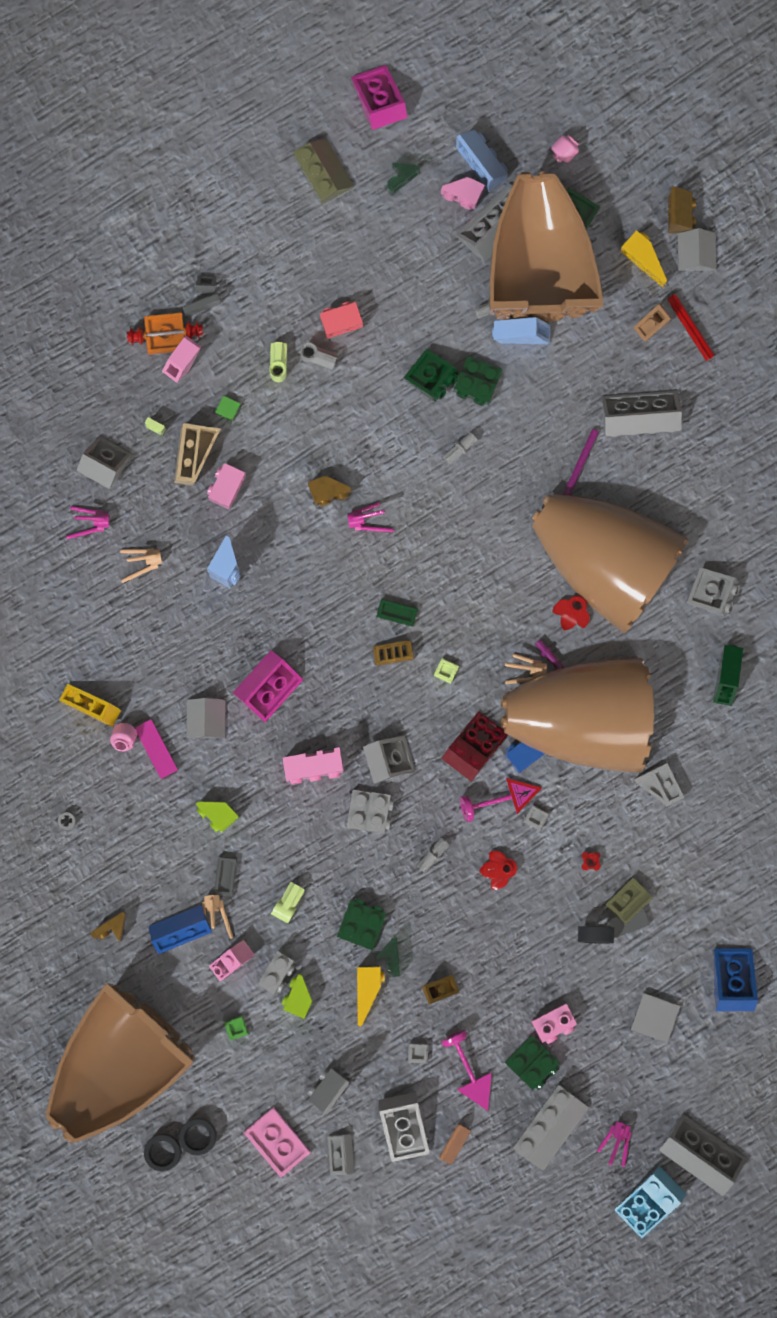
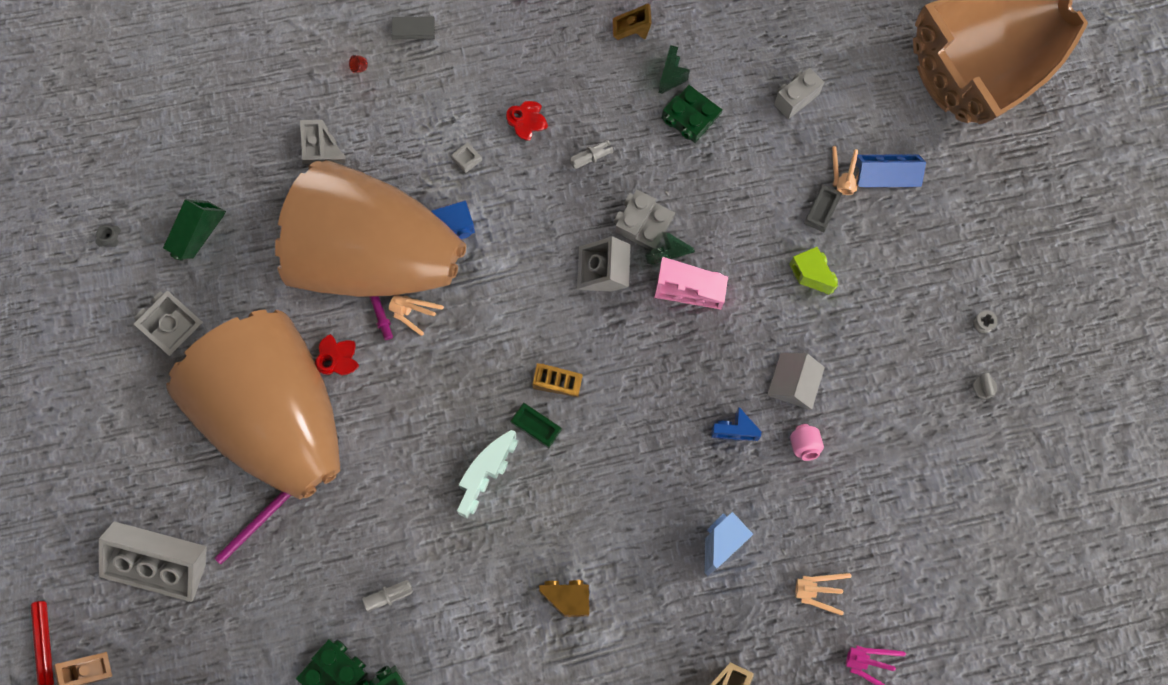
camera: 165 degrees left, 10 degrees down
(54, 764) = (985, 386): none -> light grey plate
(90, 705) = (928, 437): yellow slope -> none
(115, 924) = (963, 195): pearl gold slope -> none
(123, 737) = (899, 388): bright pink head -> none
(156, 749) = (863, 366): dark pink tile -> none
(184, 669) = (806, 442): none -> bright pink head
(226, 486) = (691, 646): bright pink brick -> none
(231, 960) = (841, 120): bright pink slope -> none
(235, 662) = (742, 430): none -> blue slope
(236, 1028) = (855, 60): bright green tile -> none
(267, 686) = (715, 391): dark pink slope -> none
(286, 906) = (767, 154): yellowish green piece -> none
(299, 999) = (782, 61): lime slope -> none
(336, 791) = (674, 249): none -> clear green slope
(356, 518) = (543, 550): dark pink plant -> none
(368, 986) = (705, 49): yellow slope -> none
(422, 568) = (488, 463): none -> light aqua slope
(446, 670) = (504, 341): yellowish green tile -> none
(474, 746) = (503, 248): dark red slope -> none
(520, 794) = (473, 186): dark pink piece -> none
(587, 865) = (423, 91): red plate -> none
(596, 934) = (450, 18): black tyre -> none
(629, 901) = (402, 43): olive plate -> none
(659, 869) = (358, 64): none -> clear red hinge

